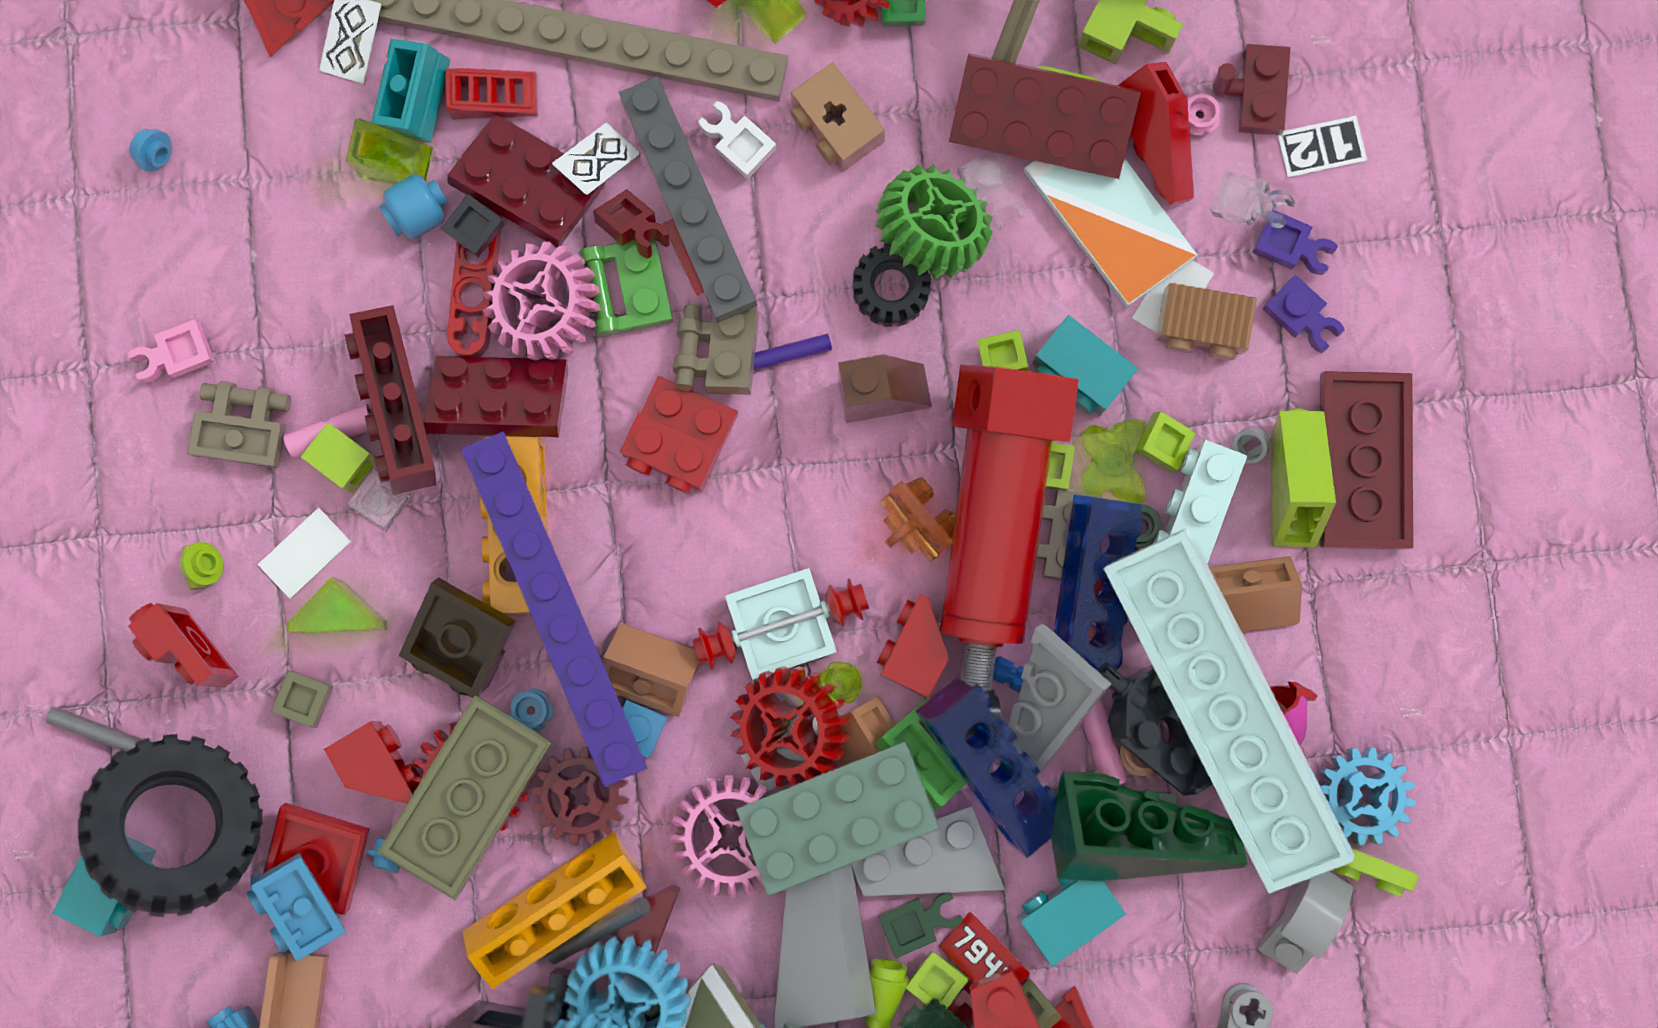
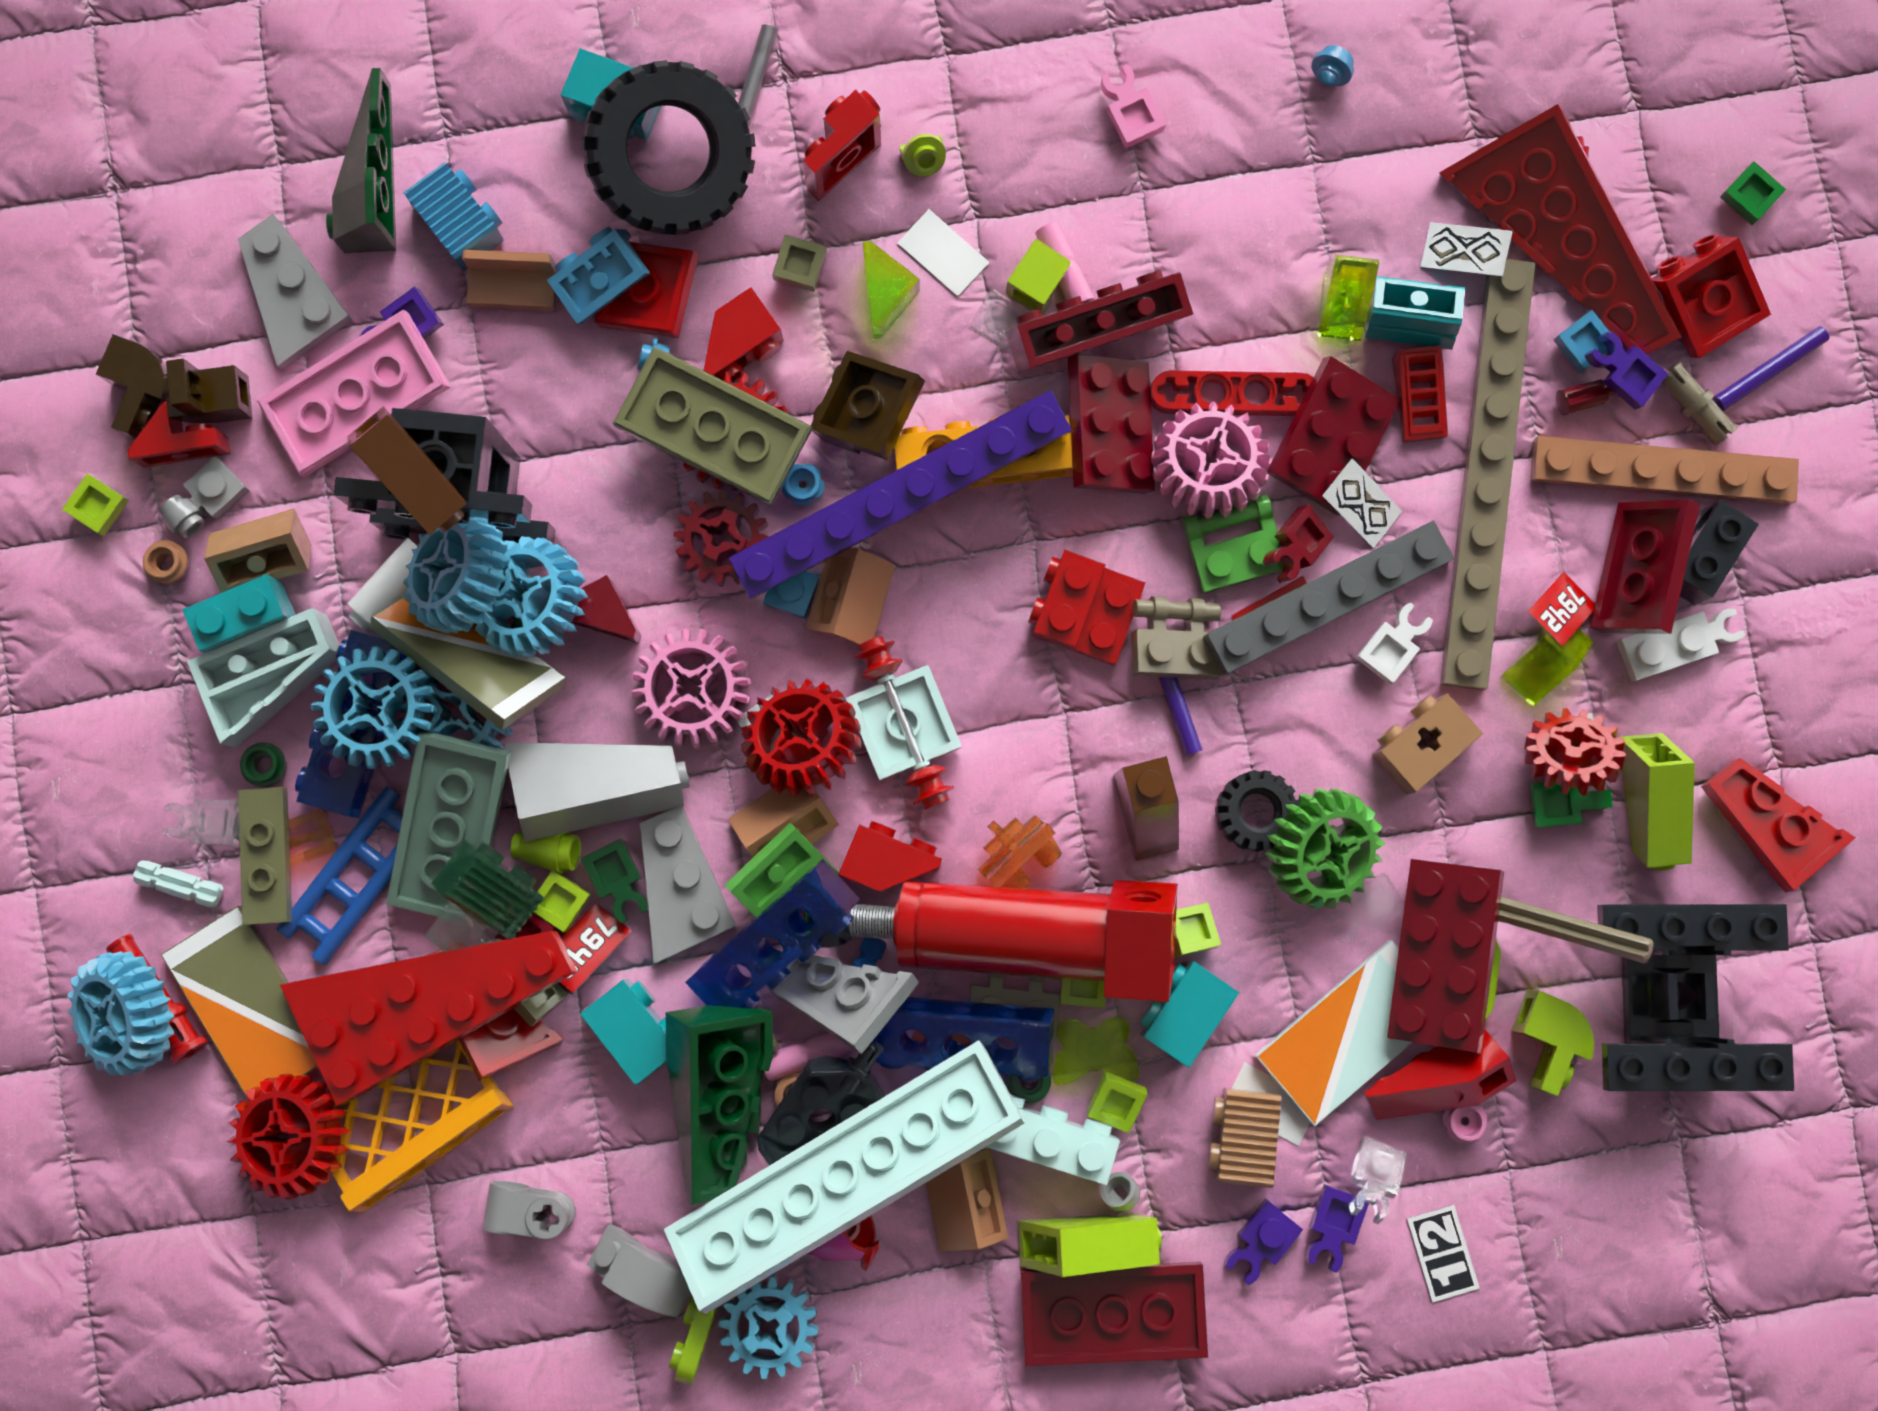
camera: 80 degrees right, 0 degrees up
(239, 438) = (1051, 176): dark tan plate -> none
(413, 206) = (1297, 326): dark azure head -> none
(473, 225) = (1281, 385): black plate -> none
(552, 910) = (609, 520): light orange brick -> none
(600, 929) = (591, 564): flat silver bar -> none
(837, 818) = (712, 790): sand green plate -> none
(848, 676) = (856, 794): clear neon green plate -> none
(1261, 89) = (1498, 1185): dark red plate -> none

